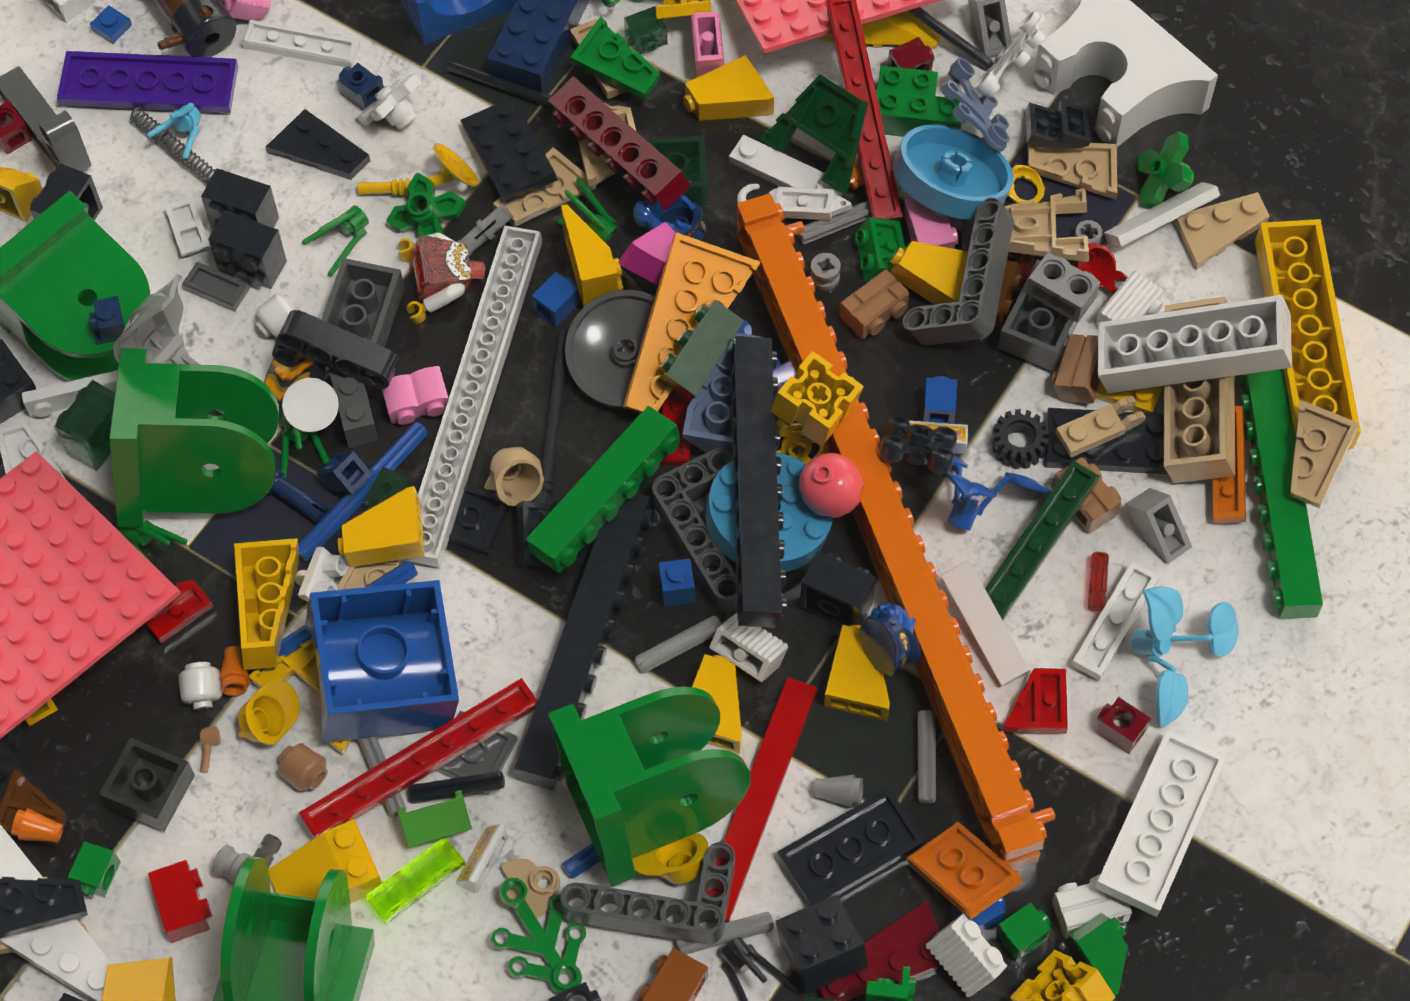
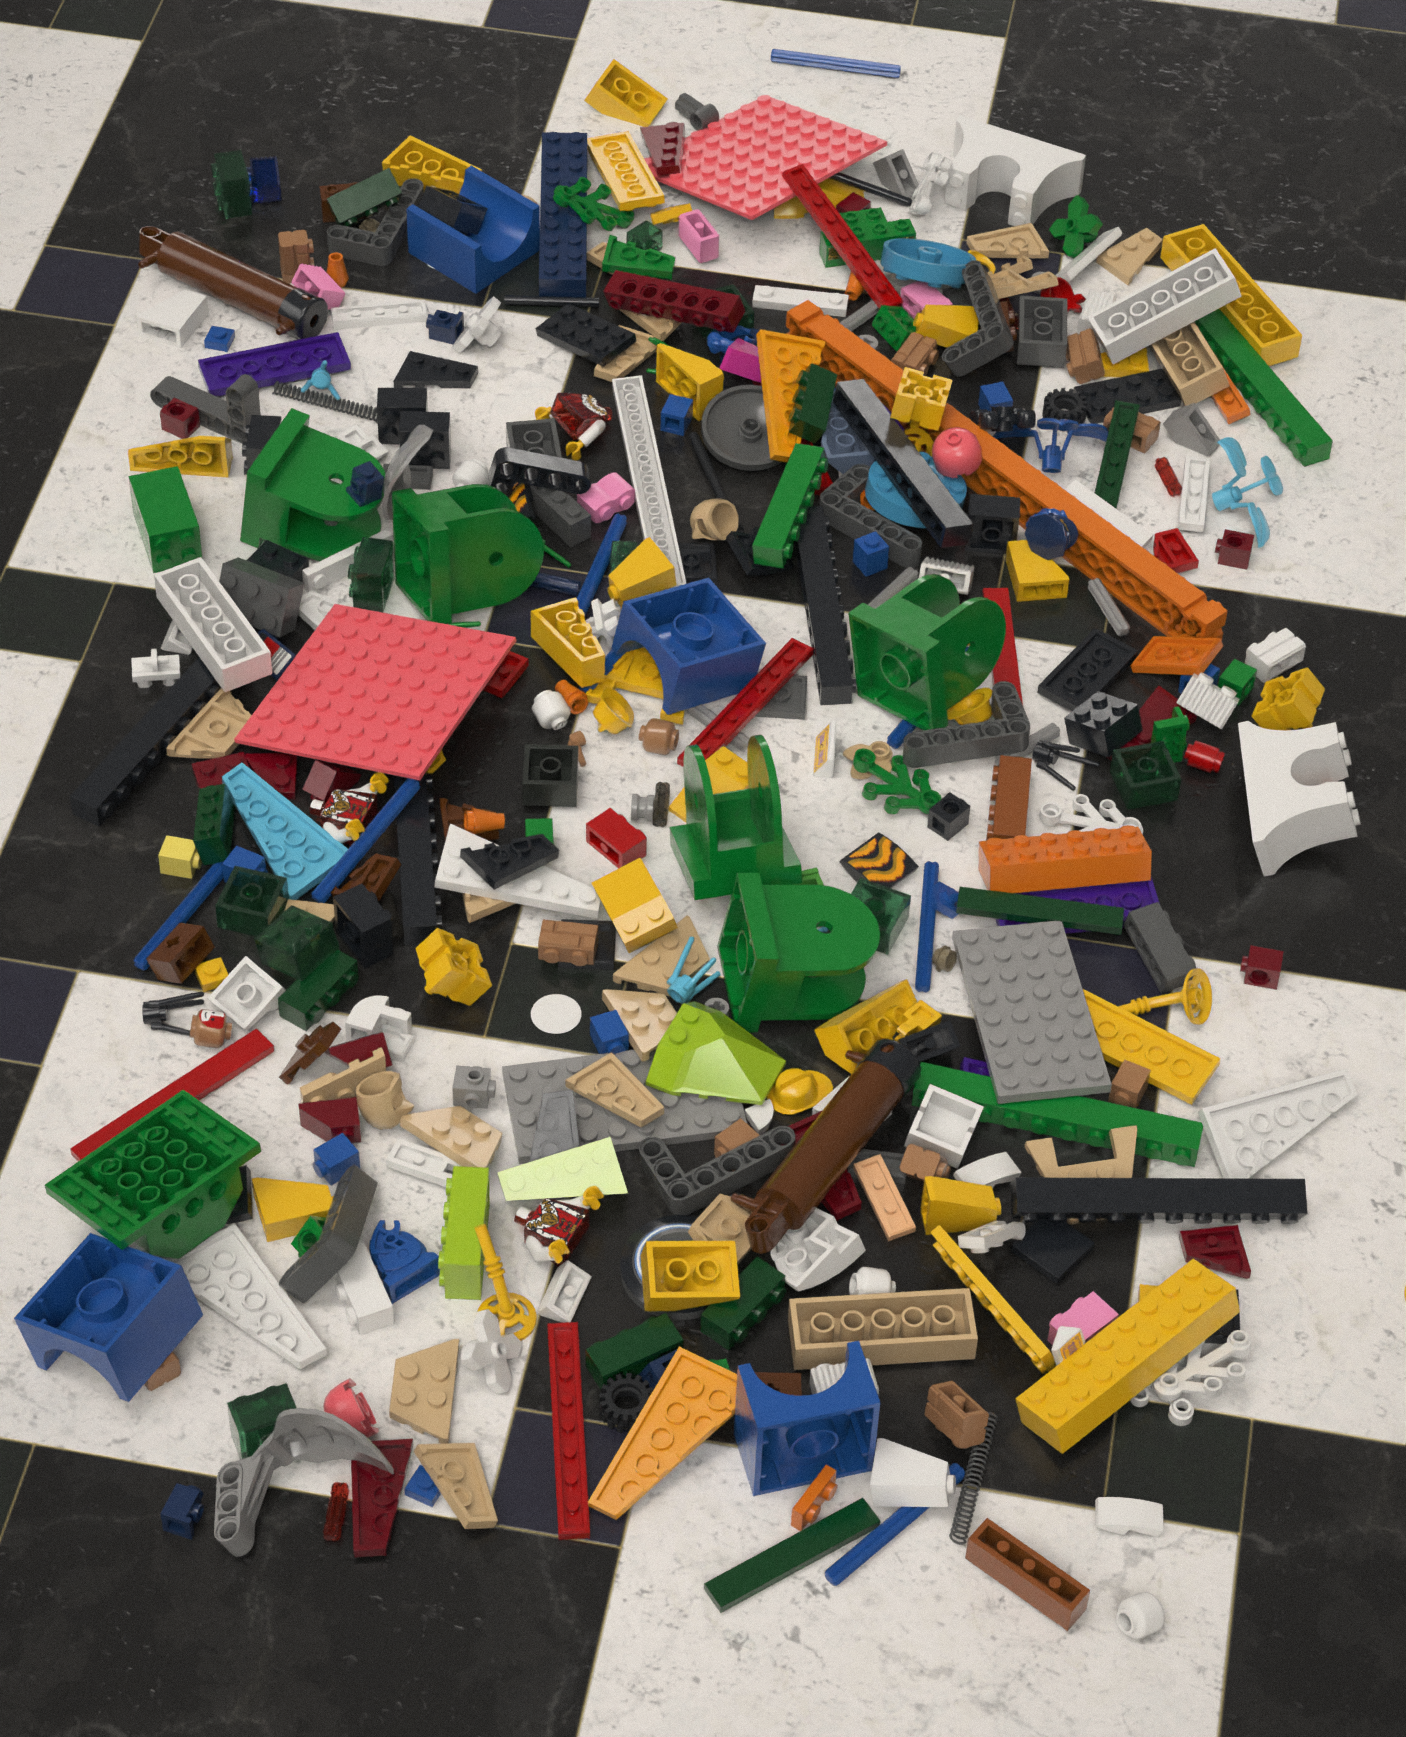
camera: 25 degrees left, 15 degrees down
(310, 404) = (540, 512): white sticker -> none
(344, 472) = (583, 553): dark blue brick -> none
(349, 222) = (488, 410): green plant -> none
(415, 880) = (792, 770): clear neon green plate -> none
(424, 209) = (543, 385): green plant -> none
(435, 821) = (784, 731): bright green hinge -> none
(448, 787) = (782, 714): black axle -> none
(452, 168) = (550, 355): yellow dish -> none
(500, 214) = (605, 374): light grey pin -> none
(729, 93) = (731, 262): yellow slope -> none
(804, 202) = (838, 308): white plate -> none
(832, 118) = (819, 247): dark green wing -> none
(840, 789) = (1060, 640): light grey cone -> none
(975, 109) = (898, 206): sand blue plant -> none
(1057, 128) = (983, 223): black slope -> none
(1059, 292) = (1050, 302): light grey brick -> none
(1098, 427) = (1118, 383): tan hinge -> none
(1103, 948) = (1295, 659): green slope -> none
(1161, 823) = (1296, 591): white plate -> none
(1319, 451) = (1281, 351): tan wing -> none

